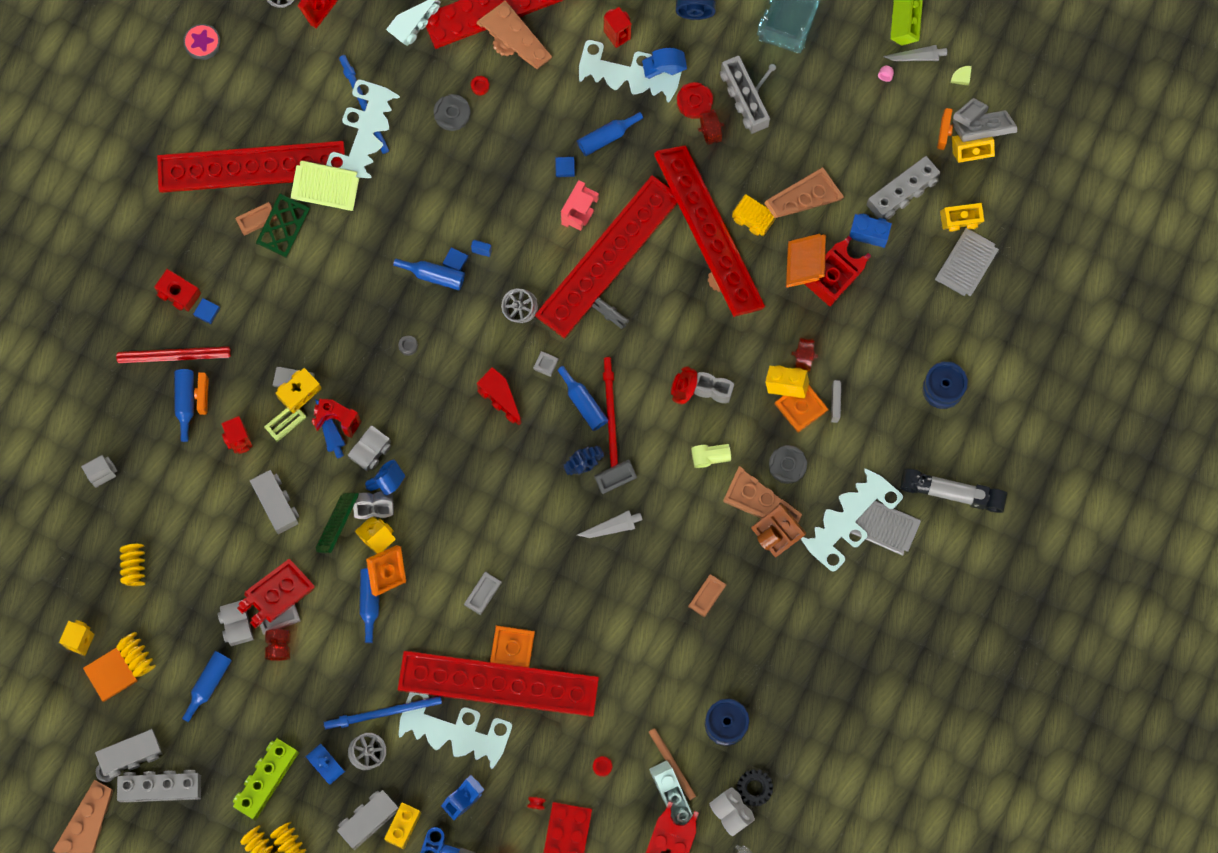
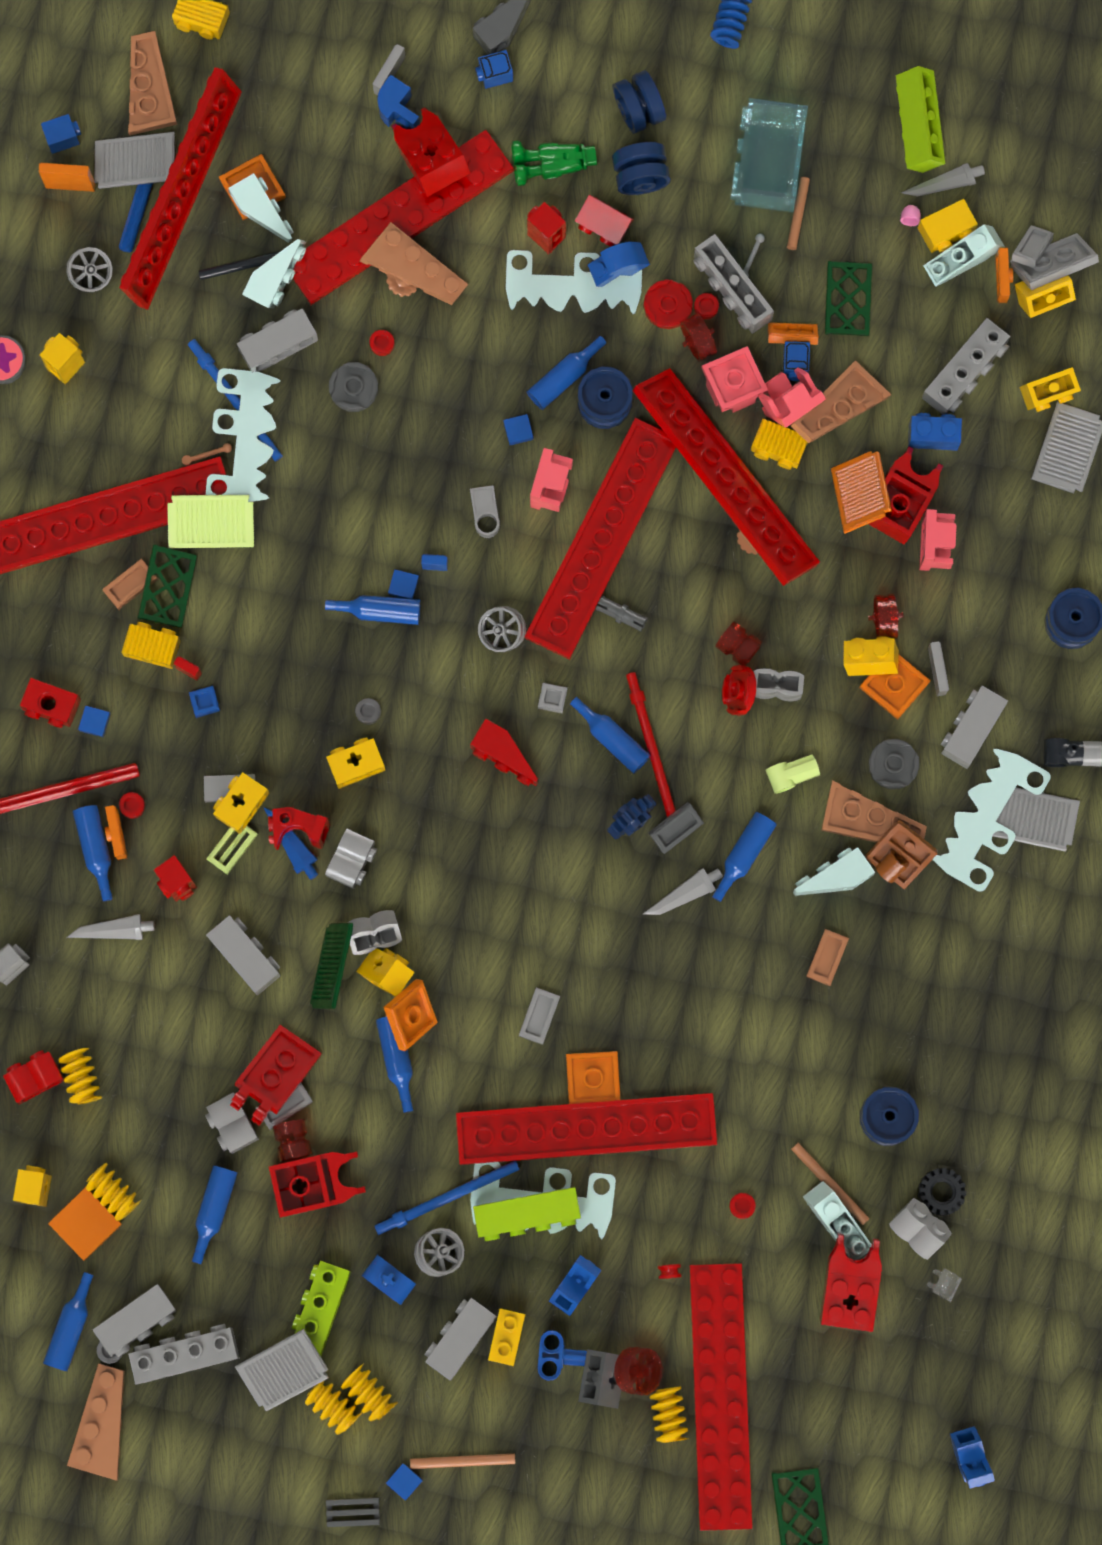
camera: 10 degrees left, 5 degrees up
(79, 748) = (69, 1328): none -> blue piece
(98, 558) = (33, 1077): none -> red brick
(190, 464) = (121, 928): none -> light grey bar
(219, 377) = (132, 805): none -> red tile
(229, 814) = (283, 1370): none -> light grey window
(245, 47) = (62, 357): none -> yellow brick
(260, 264) = (151, 645): none -> yellow brick
(283, 286) = (187, 668): none -> red tile
(290, 313) = (204, 701): none -> blue tile
(291, 675) = (321, 1180): none -> red brick
(319, 139) = (187, 460): none -> nougat hinge
(383, 10) = (236, 266): none -> black bar
(387, 478) = (384, 894): blue beam -> none
(399, 383) = (369, 763): none -> yellow brick
(404, 68) = (277, 341): none -> light grey brick
(439, 736) = (527, 1212): none -> lime brick
(527, 215) = (484, 506): none -> light grey piece
(632, 156) = (604, 412): none -> dark blue wheel
(660, 30) = (603, 220): none -> brick
(662, 505) = (745, 852): none -> blue piece
(691, 352) = (737, 643): none -> clear red wheel
(722, 107) = (706, 305): none -> red tile
(730, 163) = (734, 380): none -> coral panel
(731, 537) = (842, 875): none -> light aqua slope
(767, 184) = (789, 402): none -> coral panel
(779, 158) = (794, 356): none -> blue brick
(781, 139) = (792, 333): none -> orange plate
(804, 55) = (798, 213): none -> nougat bar
(817, 111) = (865, 287): none -> dark green window
(852, 448) = (973, 726): none -> light grey brick
(855, 307) = (937, 540): none -> coral panel
(911, 85) = (947, 226): none -> yellow brick
(920, 108) = (964, 255): none -> light aqua slope
(962, 76) = (1010, 198): yellowish green tile -> none

